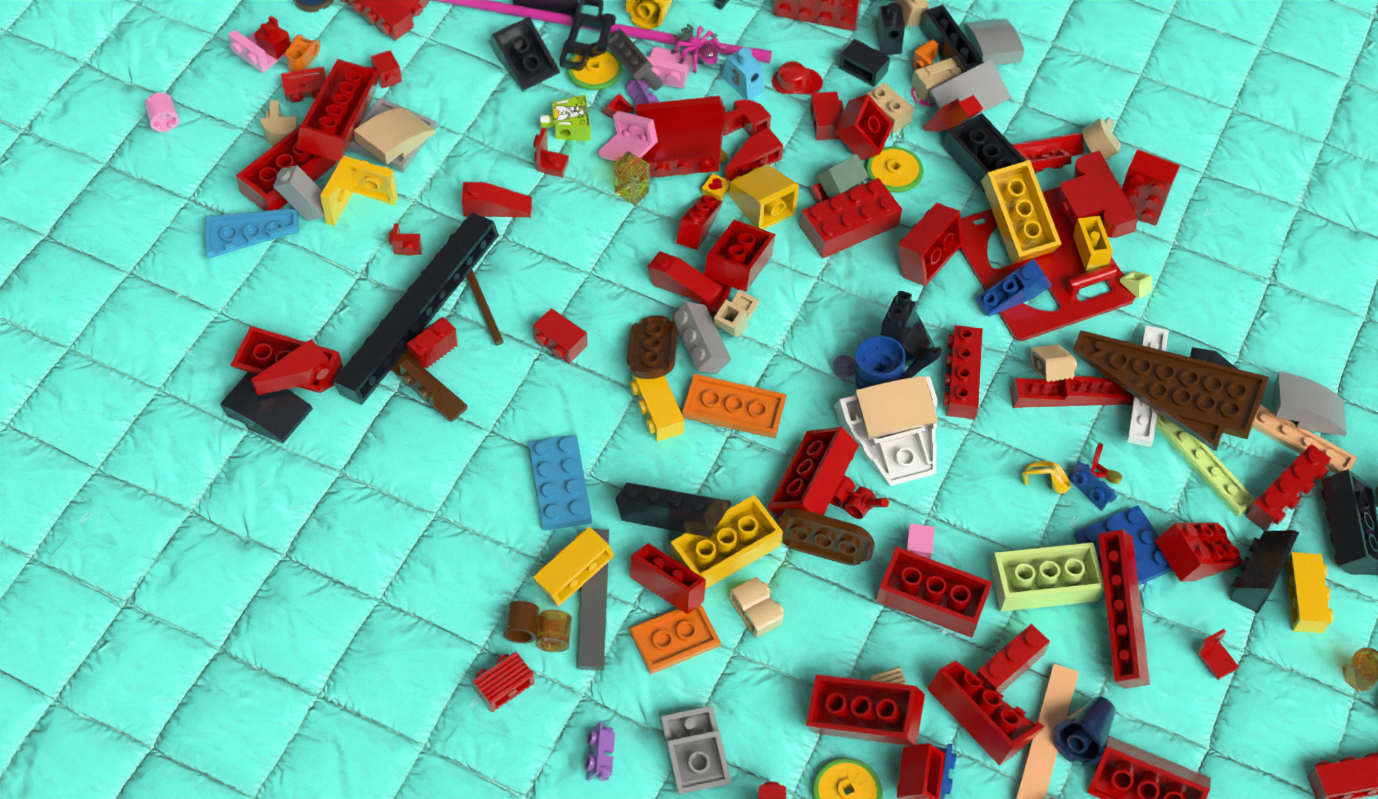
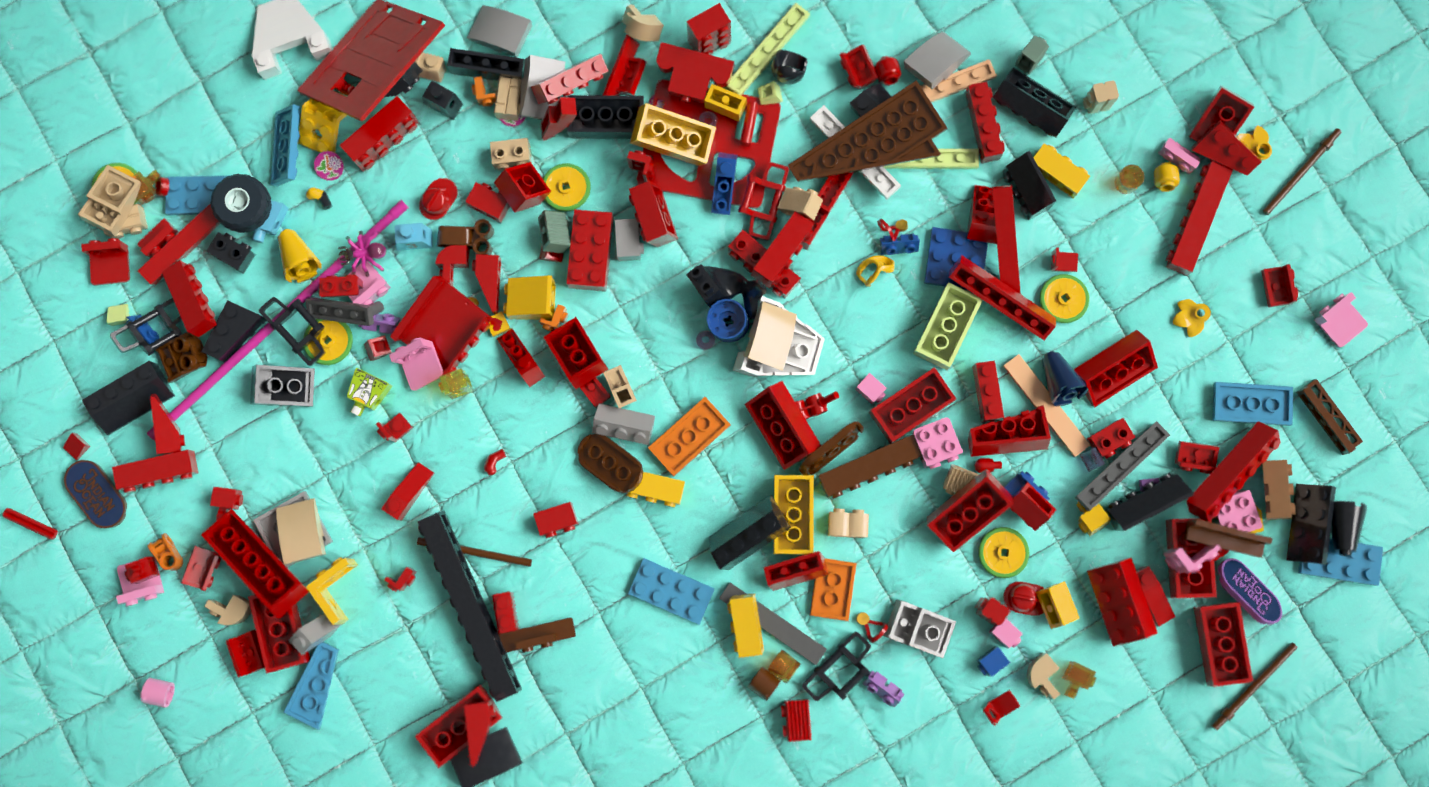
camera: 50 degrees left, 25 degrees up
(240, 156) = (245, 653): none -> red bracket
(573, 676) = (820, 671): none -> black bar
(581, 253) = (491, 461): none -> red arm
(653, 40) = (340, 286): none -> red bracket
(663, 687) = (863, 619): none -> red piece
(680, 278) = (567, 404): red slope -> none
(769, 224) = (559, 317): none -> orange bracket
(784, 122) = (466, 236): none -> reddish brown piece
(844, 596) = (870, 466): none -> reddish brown brick
(864, 62) = (457, 139): black brick -> none
(883, 242) = (628, 240): none -> light grey brick
(912, 641) = (937, 443): none -> bright pink bracket
(932, 713) = (983, 463): none -> red cylinder
(970, 206) = (641, 162): none -> red bracket
(992, 368) = (782, 249): none -> red brick
(1000, 106) = (570, 78): none -> brick
(1045, 324) = (779, 189): none -> red bar
(1068, 243) = (708, 114): none -> plate
(1174, 699) = (1075, 292): none -> yellow wheel
(1176, 279) = (789, 67): none -> black piece
(1178, 258) = (767, 49): none -> yellowish green tile
(1189, 566) = (1006, 236): none -> red tile
(1235, 341) = (859, 67): none -> red bracket
(1259, 364) = (888, 70): none -> red head

